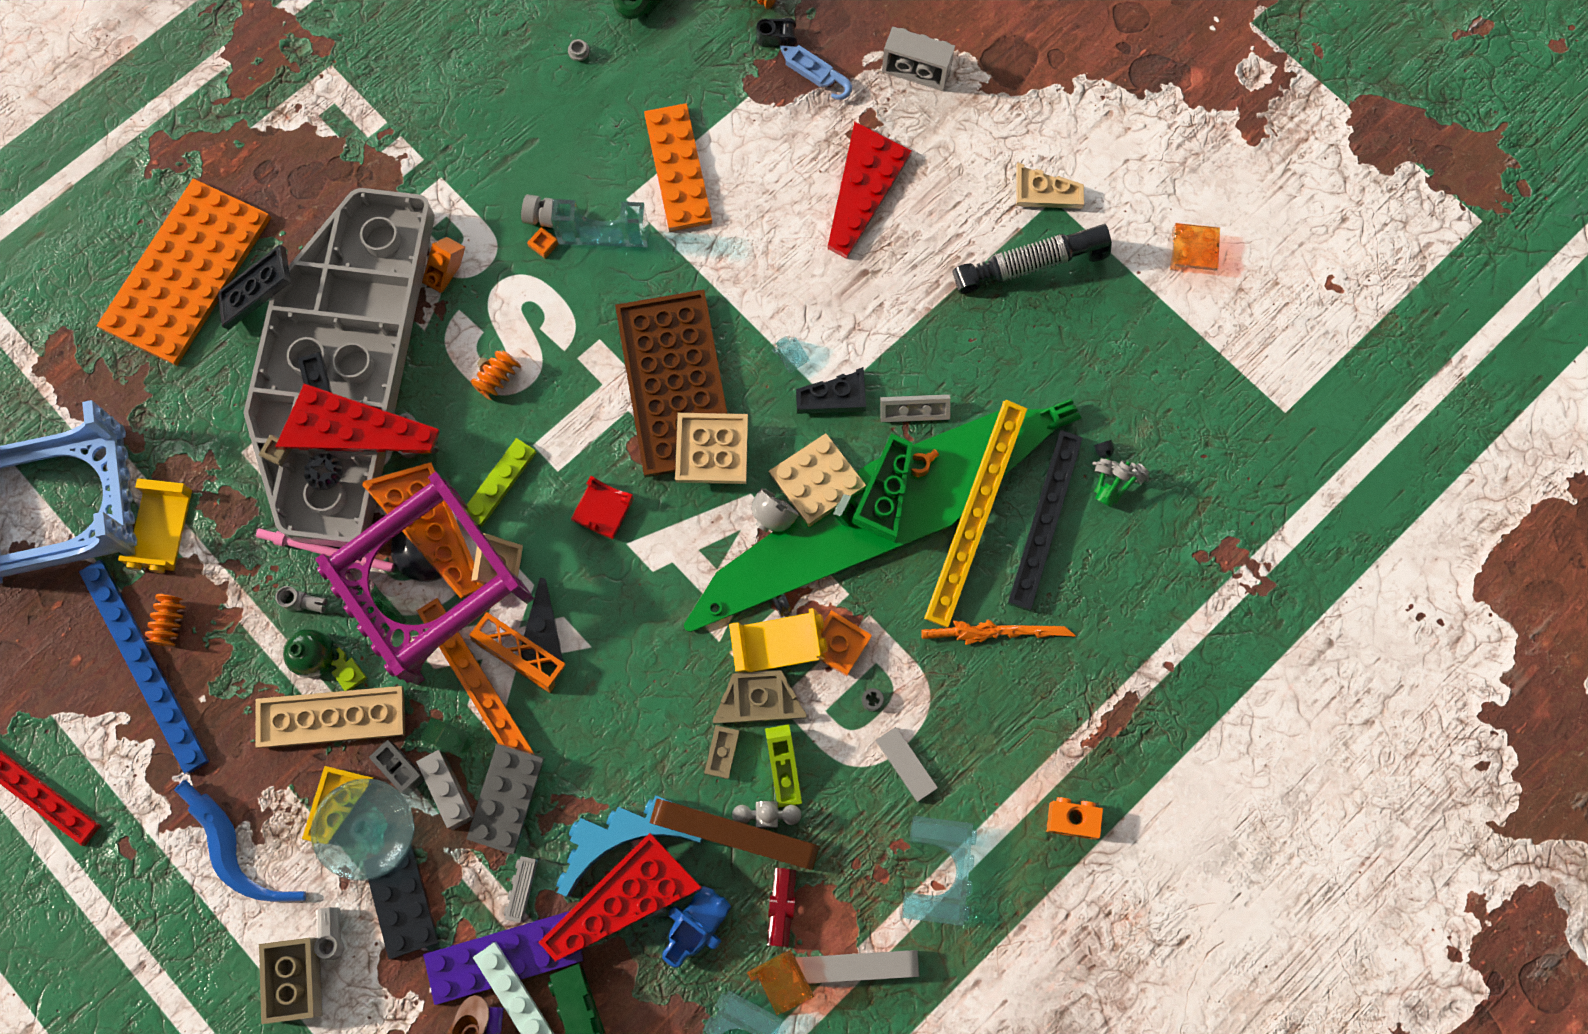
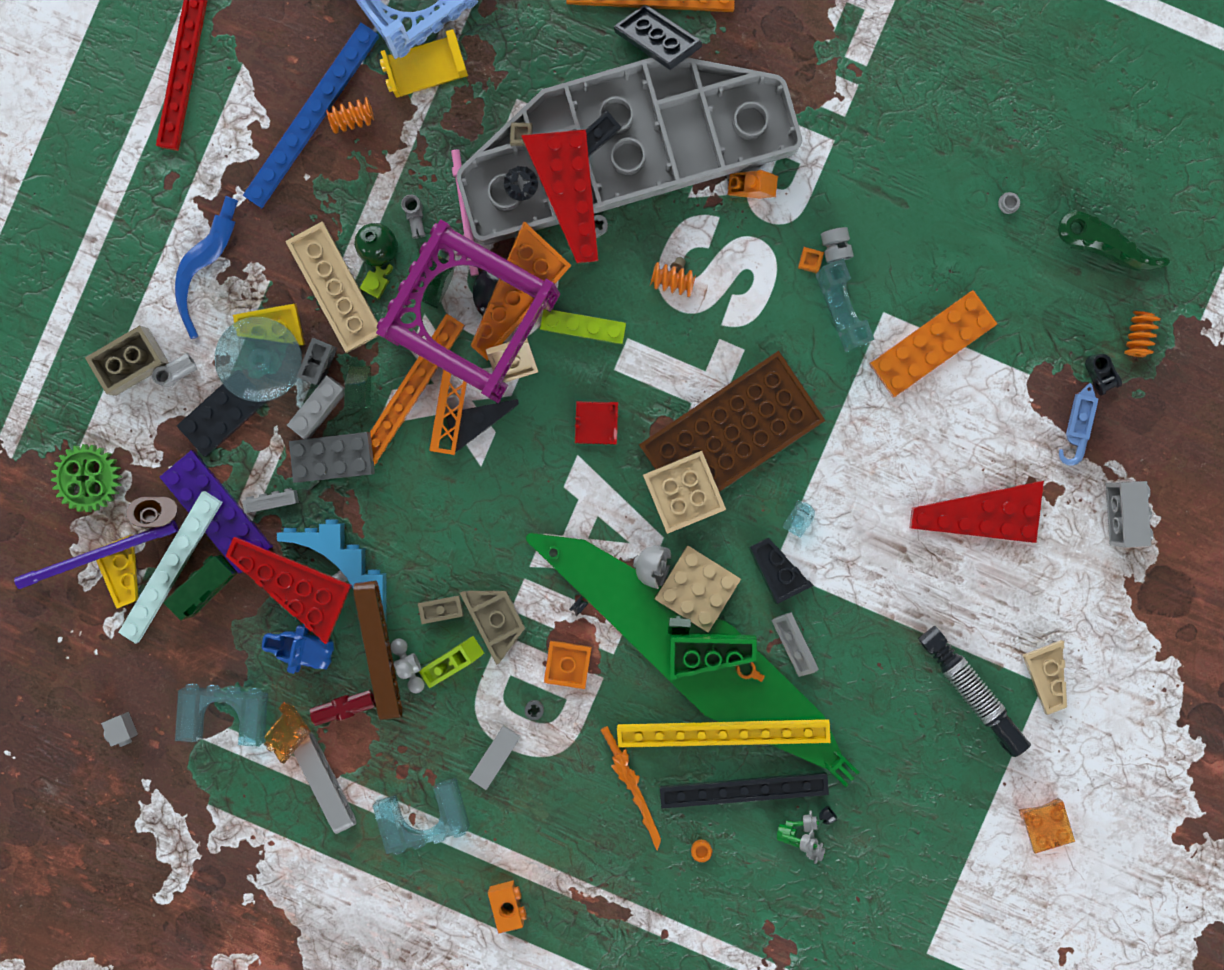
camera: 70 degrees right, 15 degrees up
(778, 642) = (546, 616): yellow panel -> none
(1093, 589) = (701, 850): none -> orange tile

